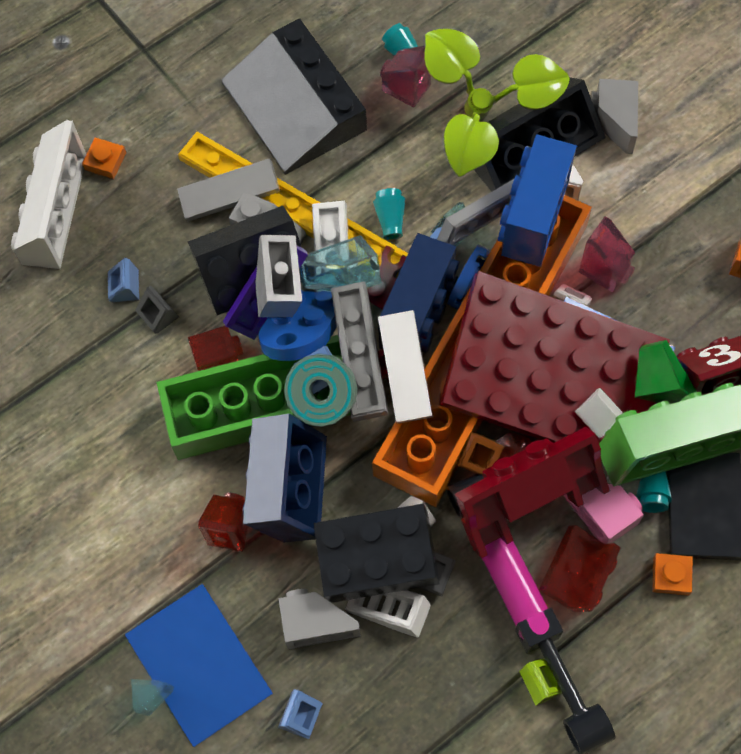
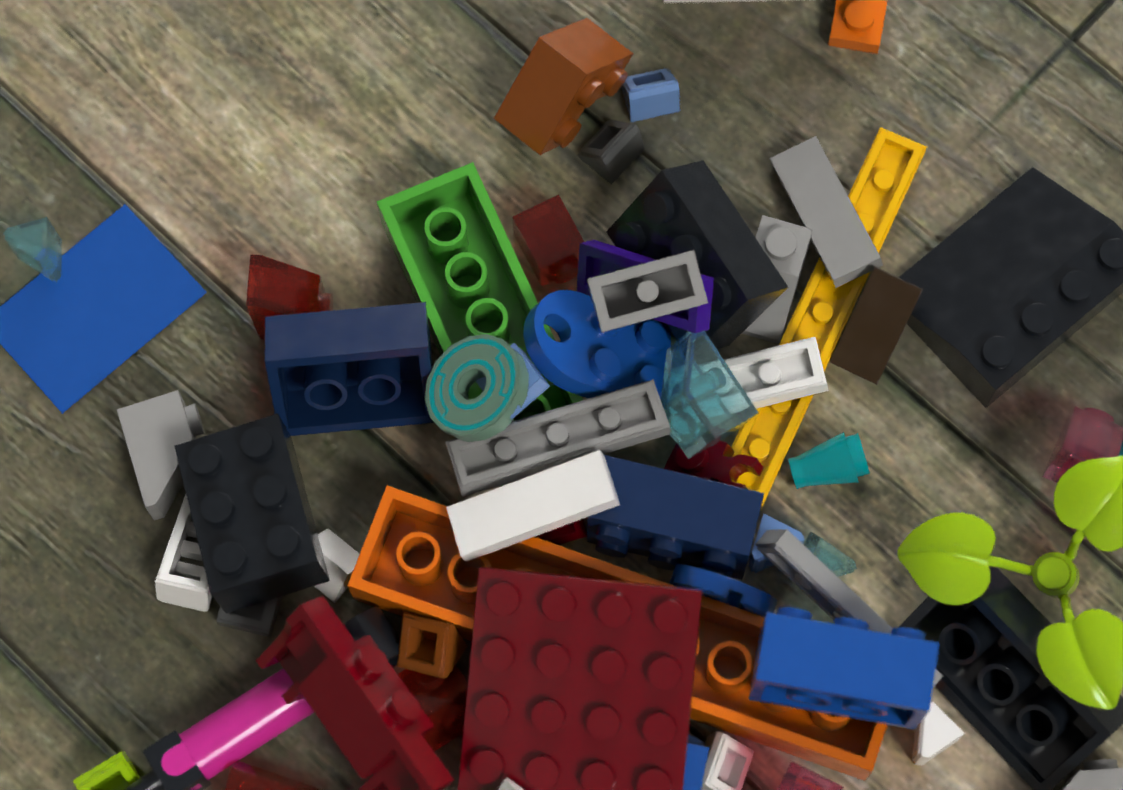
camera: 80 degrees right, 5 degrees up
(107, 322) = (559, 81): none -> dark orange brick
(300, 714) = (32, 452): medium blue slope -> none
(308, 172) = (876, 325): none -> dark brown tile

